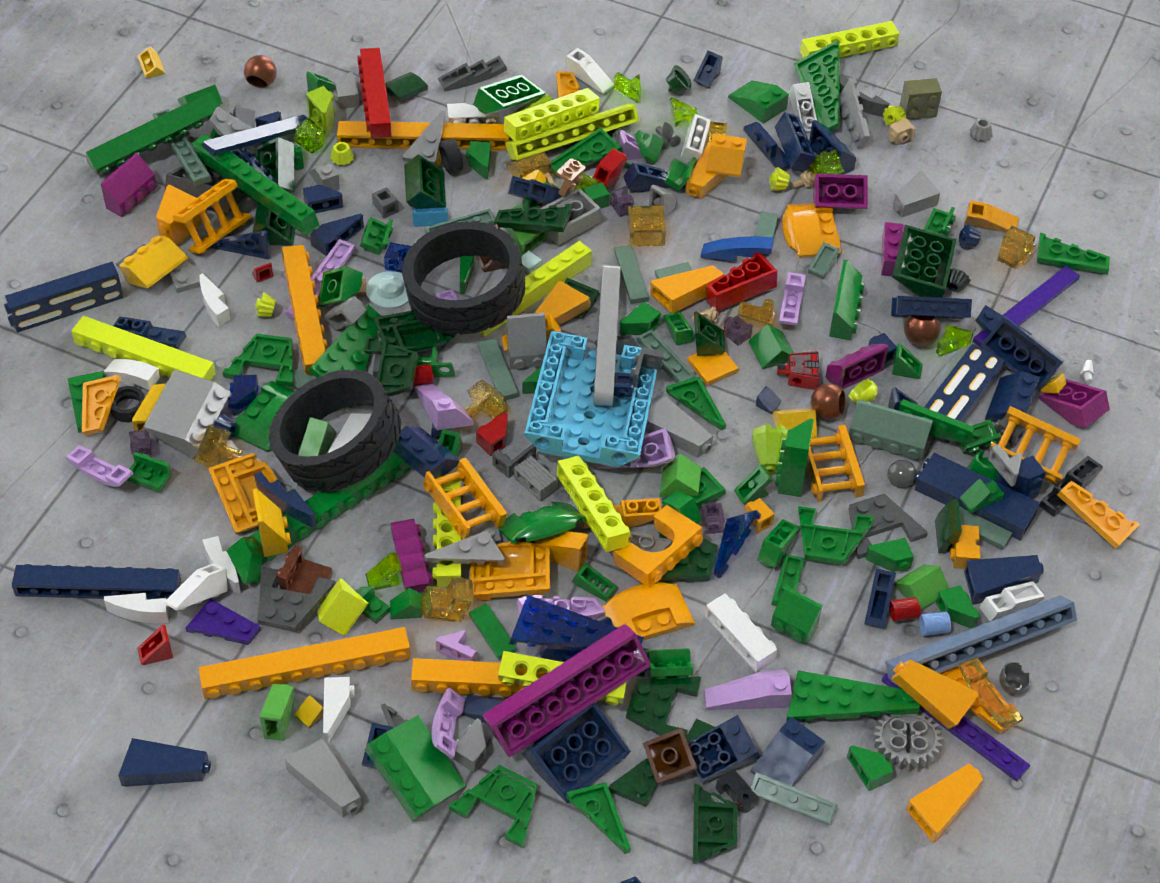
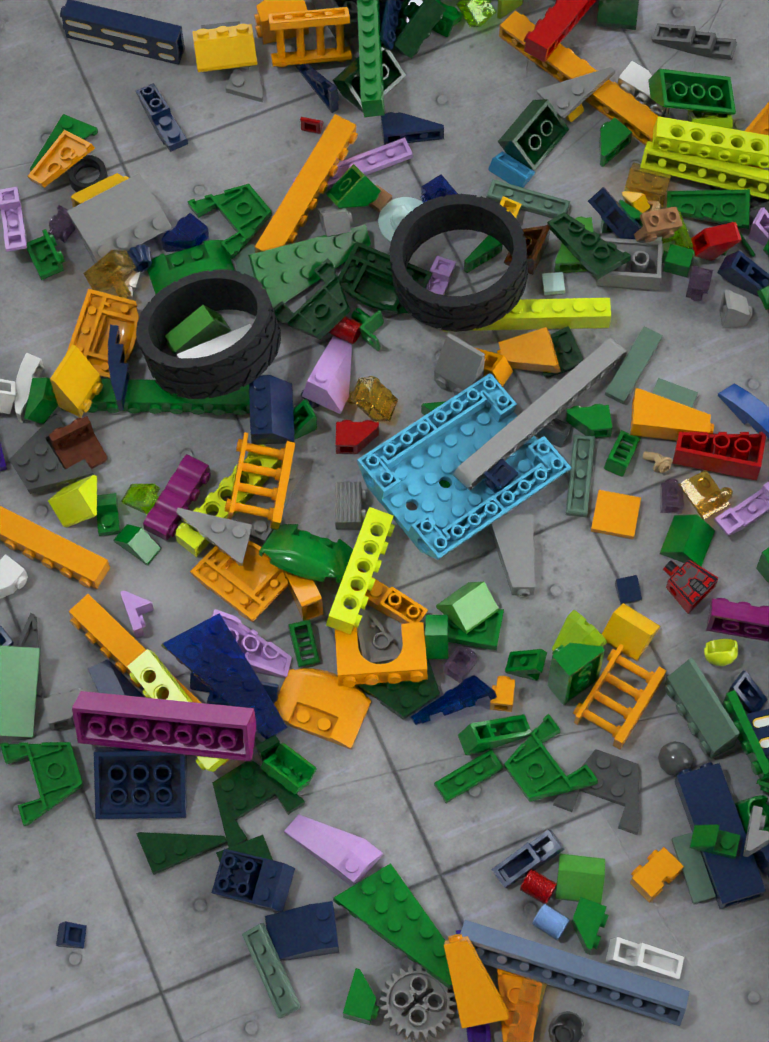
camera: 45 degrees right, 15 degrees up
(126, 345) = (142, 134): neon yellow brick -> none
(133, 372) = (116, 148): white slope -> none
(214, 301) = (242, 123): white slope -> none
(265, 305) = (280, 160): neon yellow piece -> none
(322, 198) = (427, 83): dark blue slope -> none
(326, 176) = (453, 63): light grey slope -> none
(341, 154) = (491, 47): neon yellow piece -> none
(376, 235) = (440, 156): green bracket -> none
(385, 202) = (480, 127): dark grey brick -> none
(444, 722) = (60, 671): lavender slope -> none
(448, 603) = (160, 564): clear yellow brick -> none
(451, 156) = (582, 120): black tyre -> none
(491, 630) = (181, 612): green tile -> none
(497, 368) = (420, 373): sand green tile -> none
(506, 465) = (337, 474): dark grey bracket -> none
(598, 806) = (112, 842): green wing -> none
(646, 225) = (694, 325): clear yellow brick -> none
(646, 358) = (542, 469): dark grey bracket -> none
(655, 450) = (471, 561): lavender wedge -> none
(670, 756) = (200, 849): reddish brown slope -> none
(696, 397) = (565, 533): green wing -> none
(708, 336) = (633, 483): dark green slope -> none
(713, 825) = (185, 936): dark green wing -> none
(737, 790) = (233, 927): black leg -> none
(741, 632) = (376, 789): white brick -> none
(796, 616) = (432, 815): green slope -> none
(828, 401) = (676, 636): copper helmet -> none
(891, 555) = (581, 827): green slope -> none
(948, 525) = (656, 843): dark green slope -> none
(992, 575) = (656, 926): dark blue slope -> none

